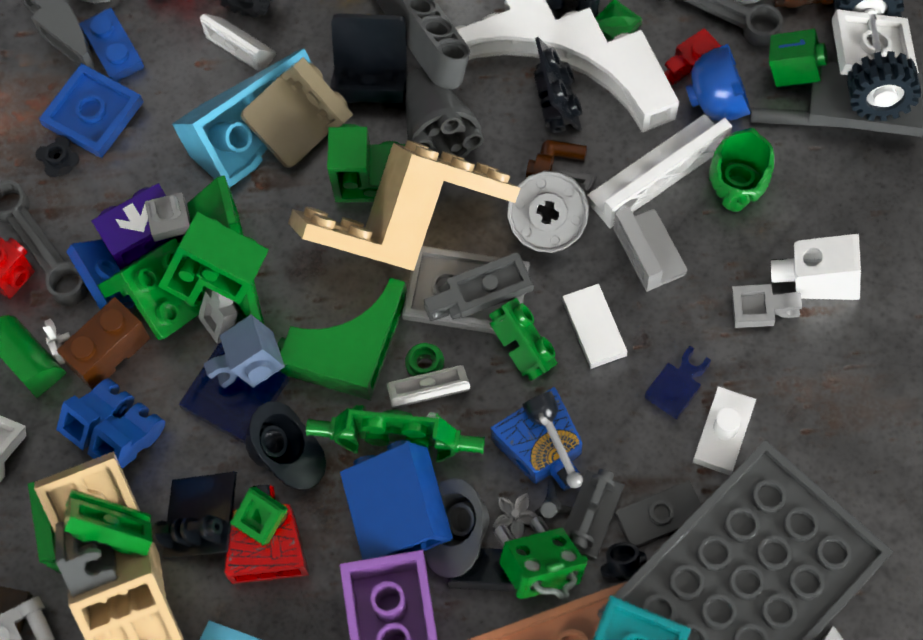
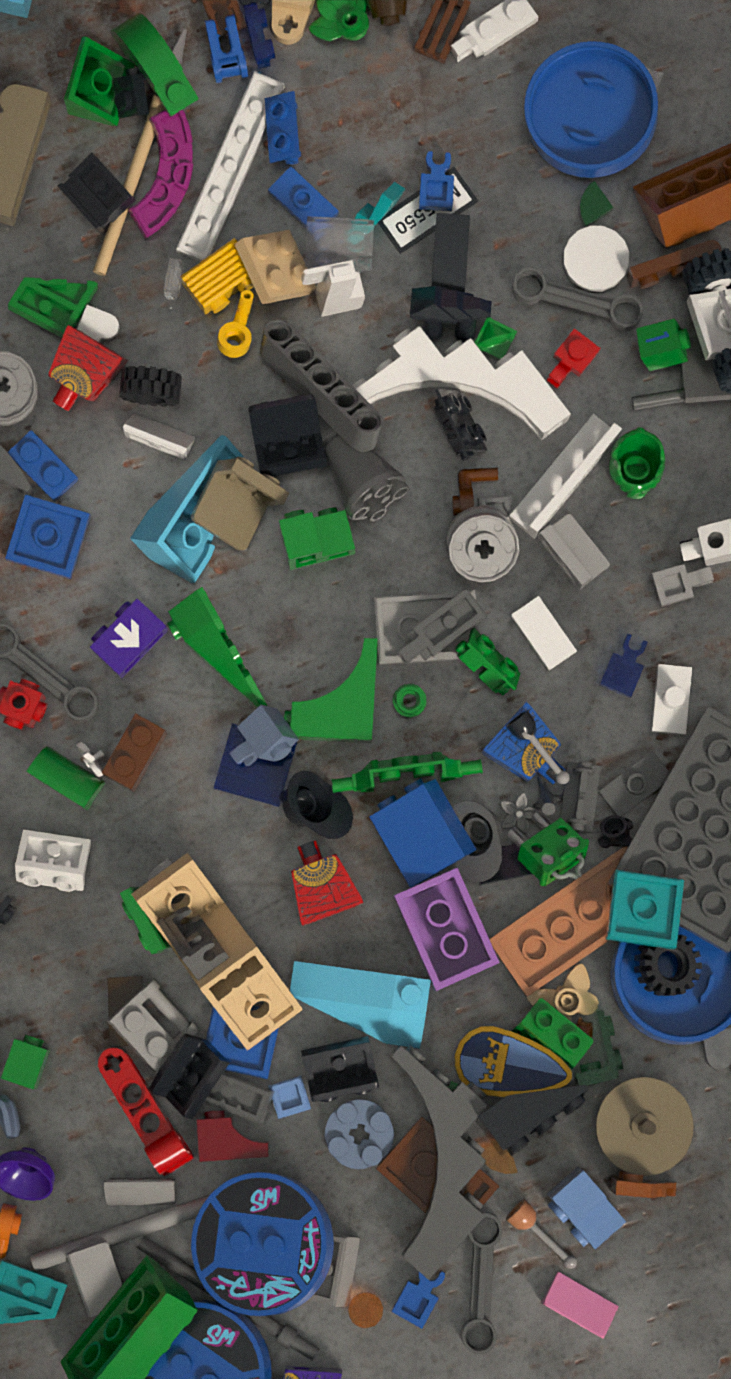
camera: 25 degrees left, 15 degrees up
(61, 165) = (32, 598): black plate -> none
(94, 266) = (111, 691): blue plate -> none
(107, 522) = (203, 912): green plate -> none
(109, 423) = (174, 832): blue legs -> none
(141, 281) = (168, 690): green bracket -> none
(167, 216) = (158, 629): light grey tile -> none
(197, 516) = (261, 880): black hinge -> none
(214, 259) = (218, 667): green brick -> none
(217, 314) = (225, 701): light grey plate -> none
(259, 515) = (317, 872): green tile -> none
(402, 205) = (360, 575): bracket -> none
(428, 386) = (420, 725): white slope -> none
(718, 86) = (601, 388): blue cylinder -> none

